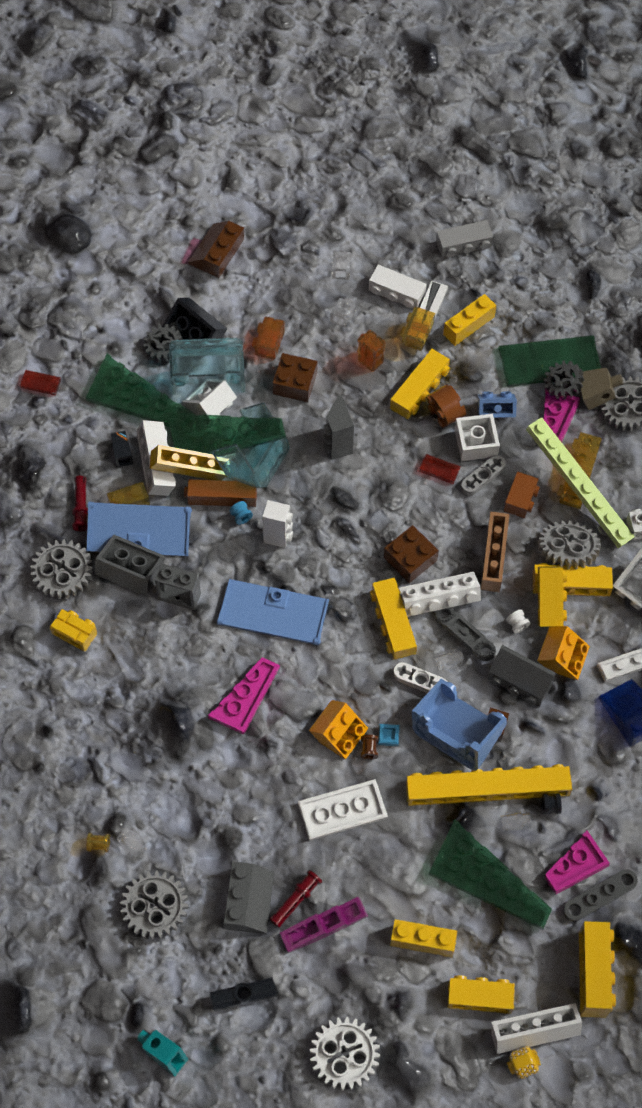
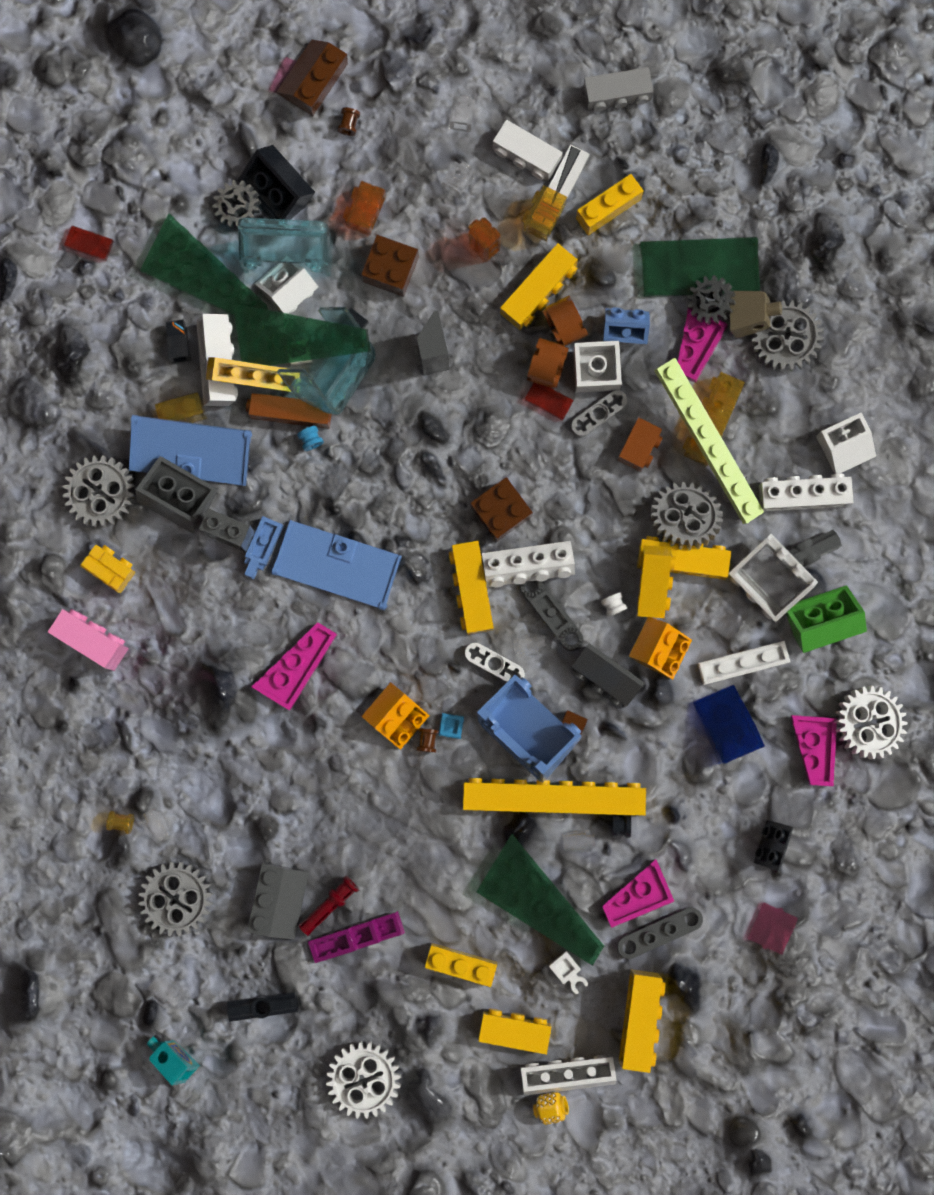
camera: 10 degrees right, 20 degrees up
(61, 686) = (89, 638): none -> bright pink brick
(80, 510) = (125, 409): dark red pin -> none
(207, 601) = (262, 546): none -> medium blue hinge
(249, 277) = (348, 121): none -> reddish brown bush
(277, 524) = (348, 464): white brick -> none
(342, 810) = (390, 808): white tile -> none
(434, 437) = (547, 363): none -> dark orange brick
(495, 551) = (598, 516): medium nougat brick -> none
(521, 935) = (567, 969): none -> white plate

